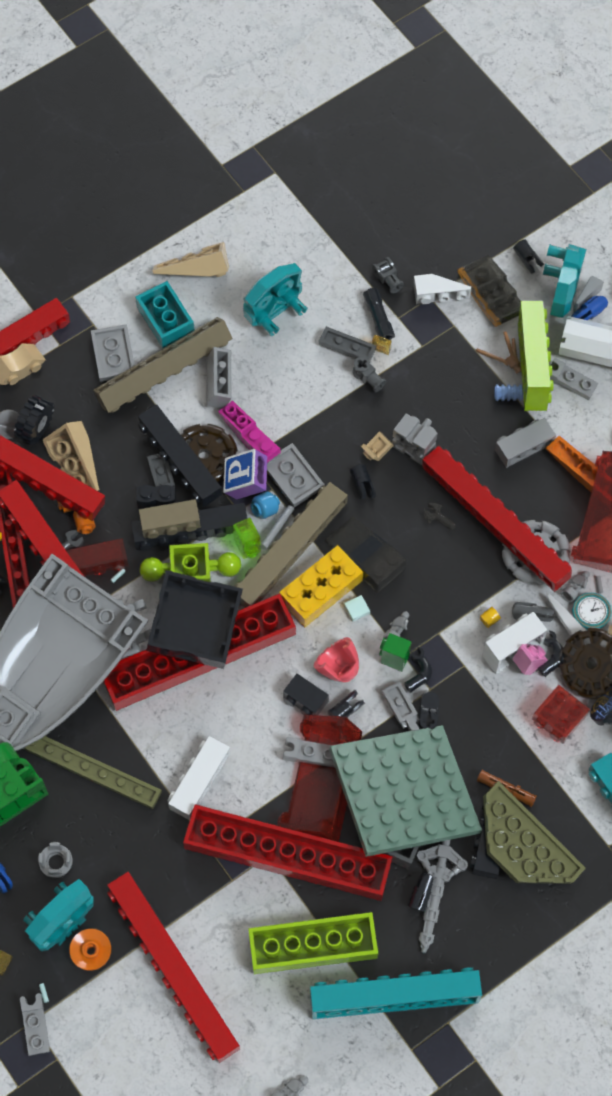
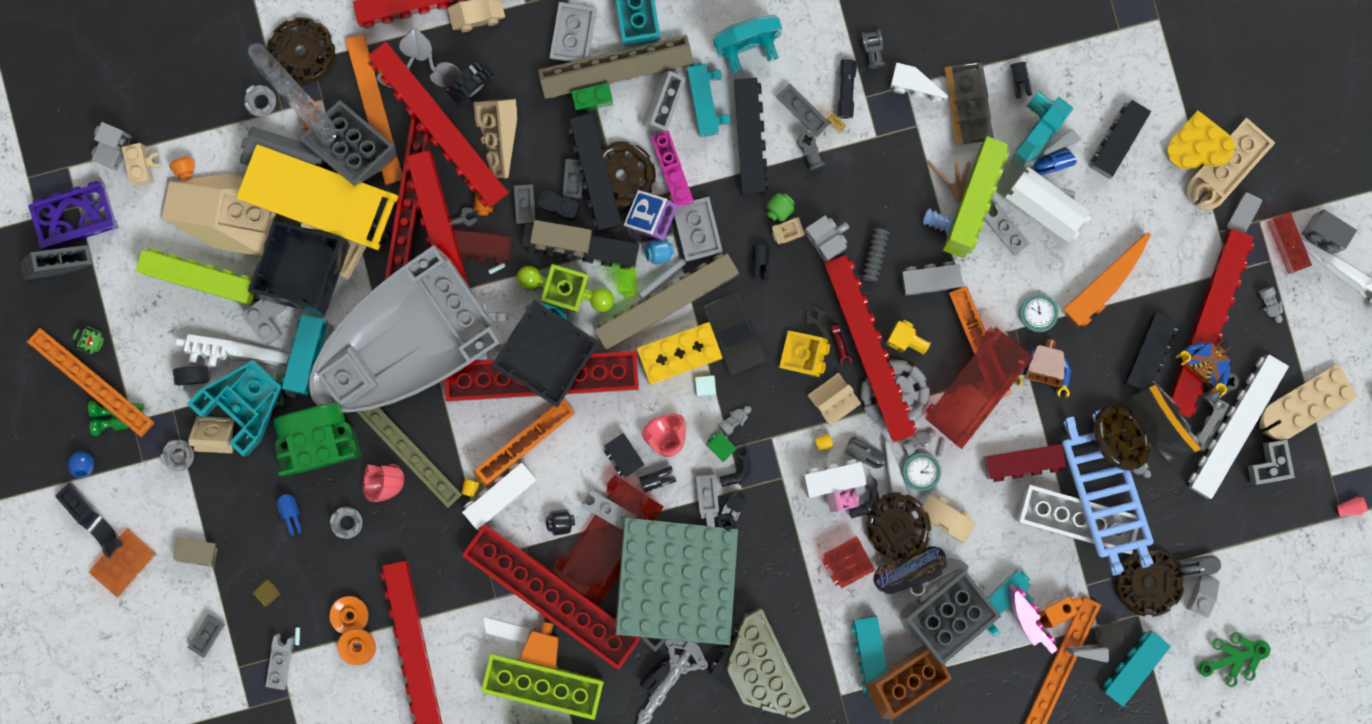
camera: 25 degrees right, 20 degrees up
(60, 916) = (330, 584): teal brick -> none
(79, 808) = (382, 482): none -> coral hair
(113, 987) = (356, 654): none -> orange dish
(123, 508) = (524, 204): none -> dark grey plate
(152, 394) = (592, 98): none -> green brick
(167, 781) = (470, 487): none -> yellow hose
(202, 721) = (523, 443): none -> orange slope
(254, 367) = (703, 100): none -> teal brick
(254, 907) = (506, 630): none -> white sticker
(267, 780) = (560, 522): none -> black head
(296, 904) = (541, 647): none -> orange torso
(308, 381) = (749, 136): none -> black brick
(361, 429) = (780, 207): none -> bright green head
(437, 545) = (804, 354): none -> yellow plate
(458, 517) = (840, 343): none -> dark red arm
(465, 439) = (875, 254): none -> dark grey piece
(482, 576) = (834, 399): none -> tan bracket
(520, 794) = (787, 627): dark orange pin -> none
(523, 495) = (904, 336): none -> yellow brick

